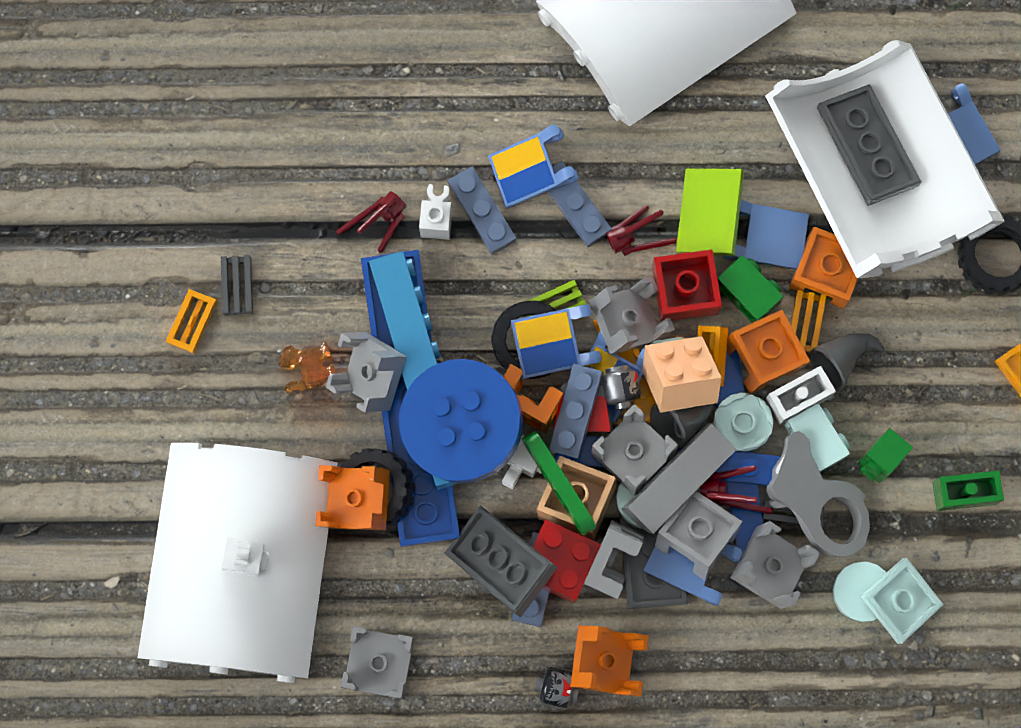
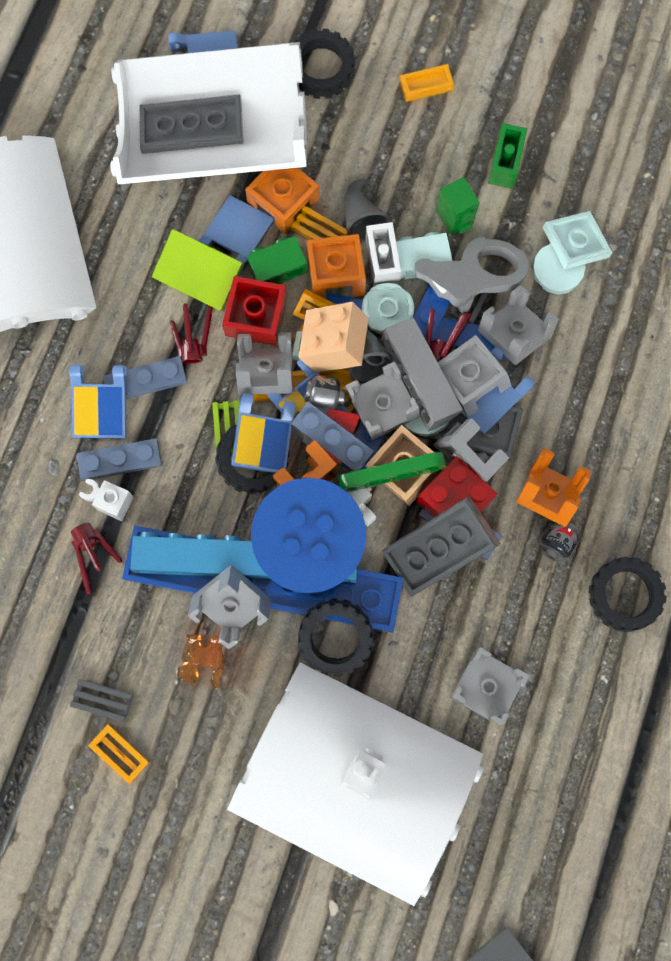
camera: 75 degrees left, 0 degrees up
(354, 498) = (341, 655): orange panel -> none

